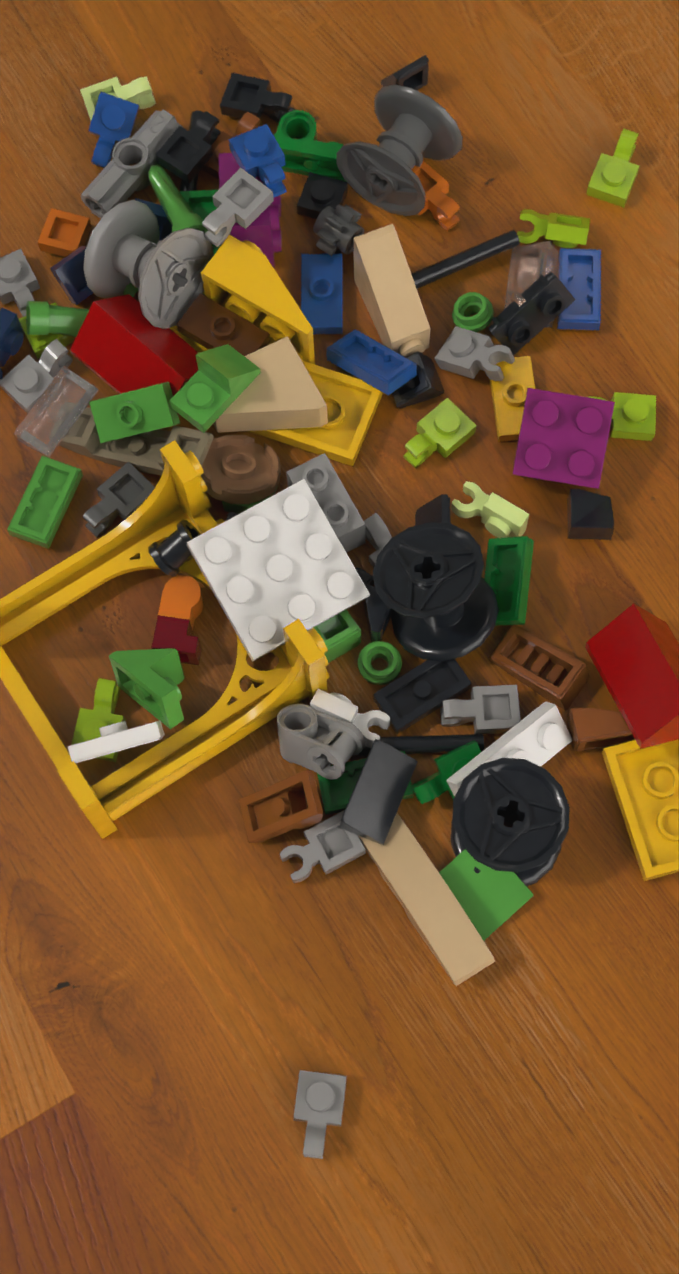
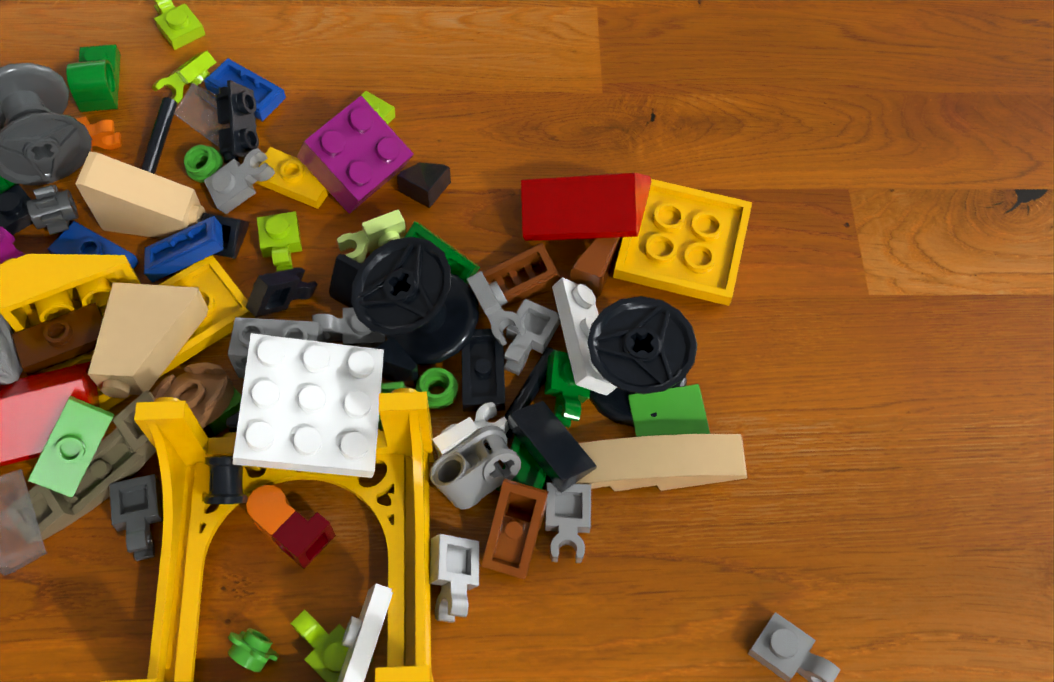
camera: 65 degrees left, 10 degrees down
(45, 502) = (85, 582): bright green plate -> none
(64, 662) = (251, 649): none -> bright green plate
(151, 681) = (327, 578): bright green slope -> none
(215, 386) = (108, 361): bright green slope -> none
(223, 778) = (455, 568): none -> light grey plate
(379, 468) = (276, 290): none -> black plate
(485, 657) = (491, 299): none -> light grey plate
(495, 159) = (95, 78): none -> green plate

